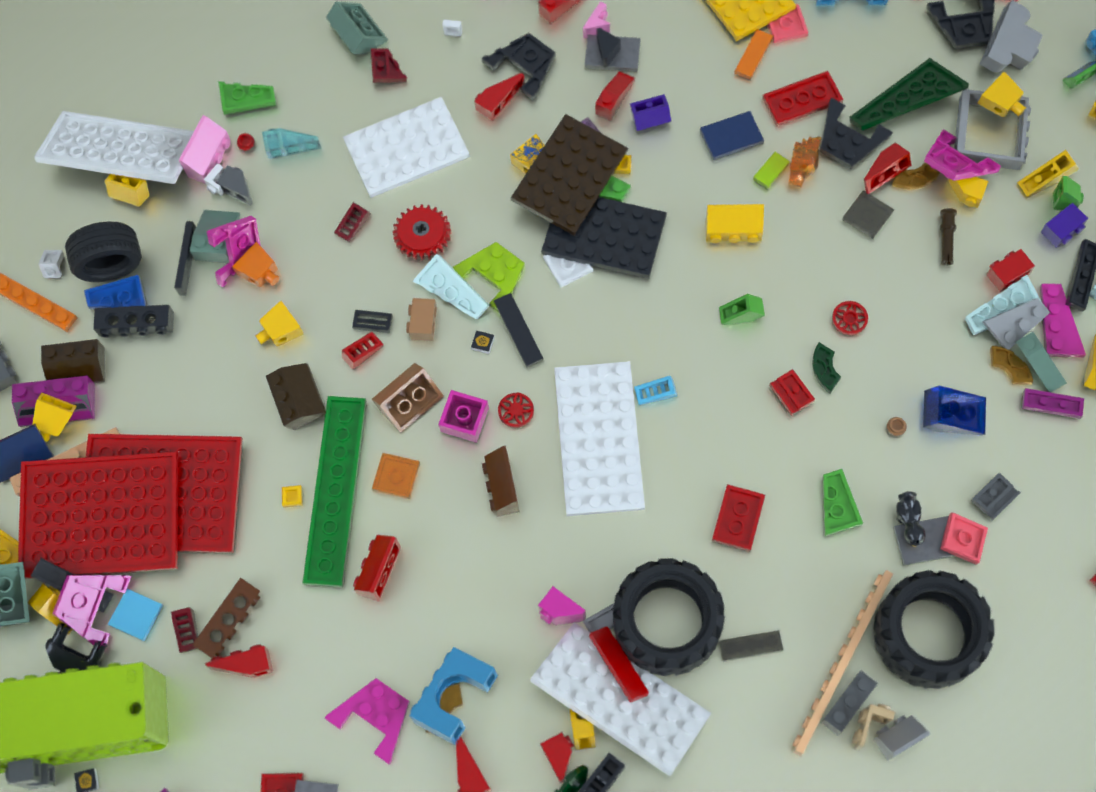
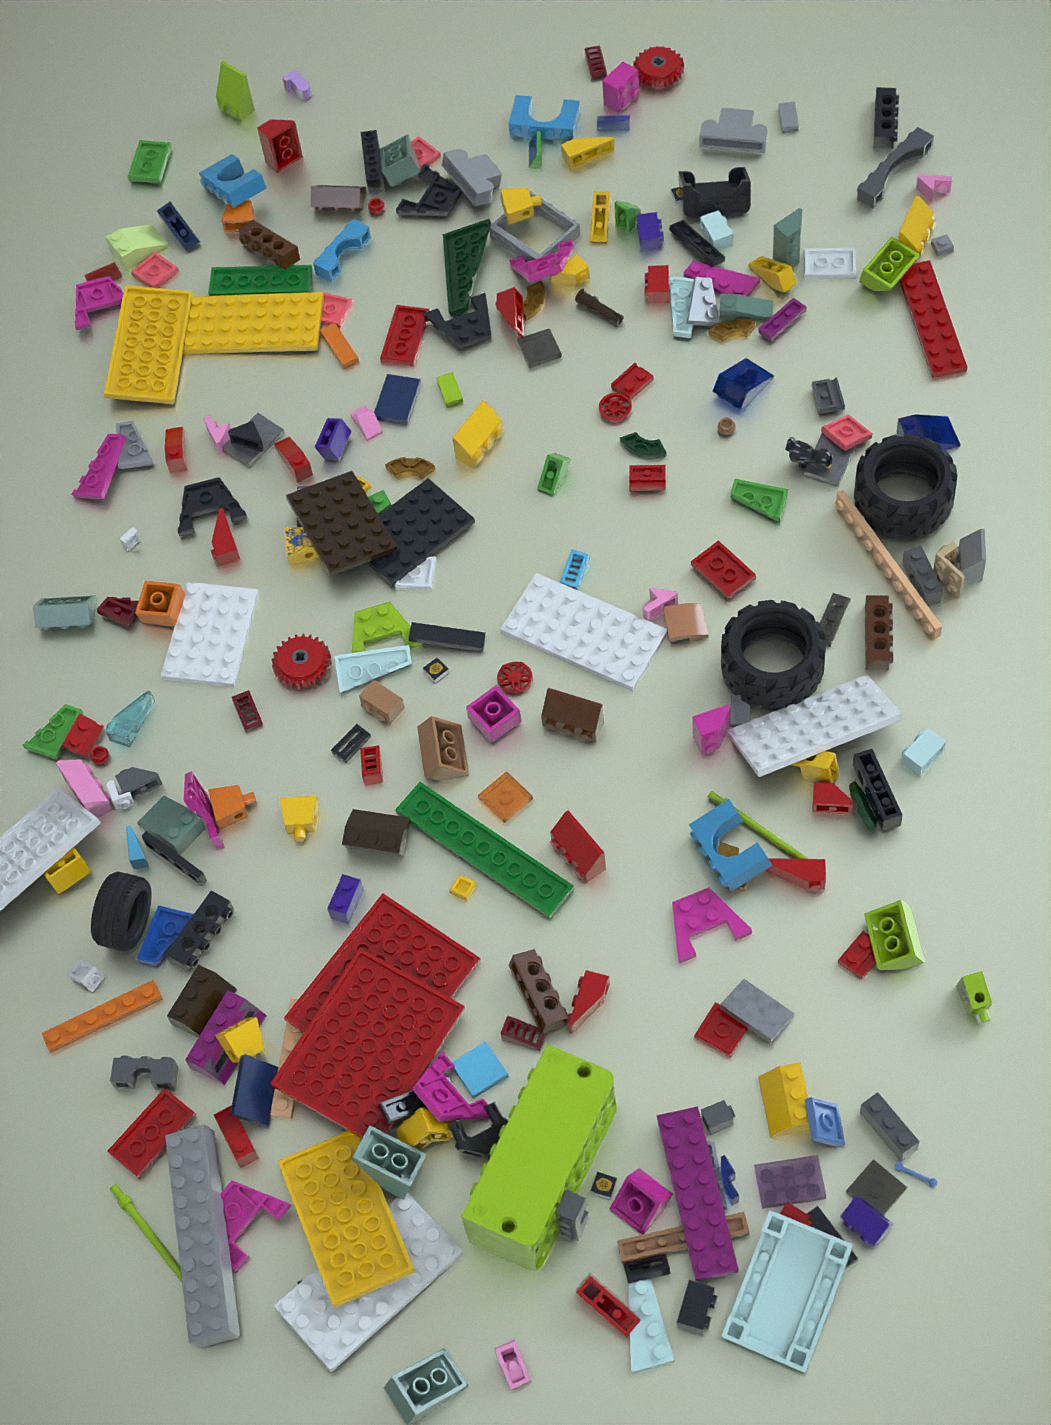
camera: 55 degrees left, 10 degrees down
(176, 225) = (135, 851): none -> medium azure slope
(223, 411) = (345, 899): none -> dark purple brick
(253, 118) = (82, 736): none -> red plate
(404, 90) = (160, 603): none -> orange brick
(499, 666) = (761, 830): none -> lime bar
(619, 664) = (786, 711): red tile -> none
(662, 518) = (685, 621): none -> nougat slope
(669, 486) = (660, 599): none -> bright pink slope
(670, 190) = (410, 466): none -> pearl gold tile
(690, 127) = (366, 422): none -> bright pink slope
(785, 675) = (878, 606): none -> reddish brown brick
(804, 156) = (461, 360): clear orange piece -> none
(888, 315) = (632, 381): none -> red plate
(1018, 615) = (929, 426): none -> clear blue slope

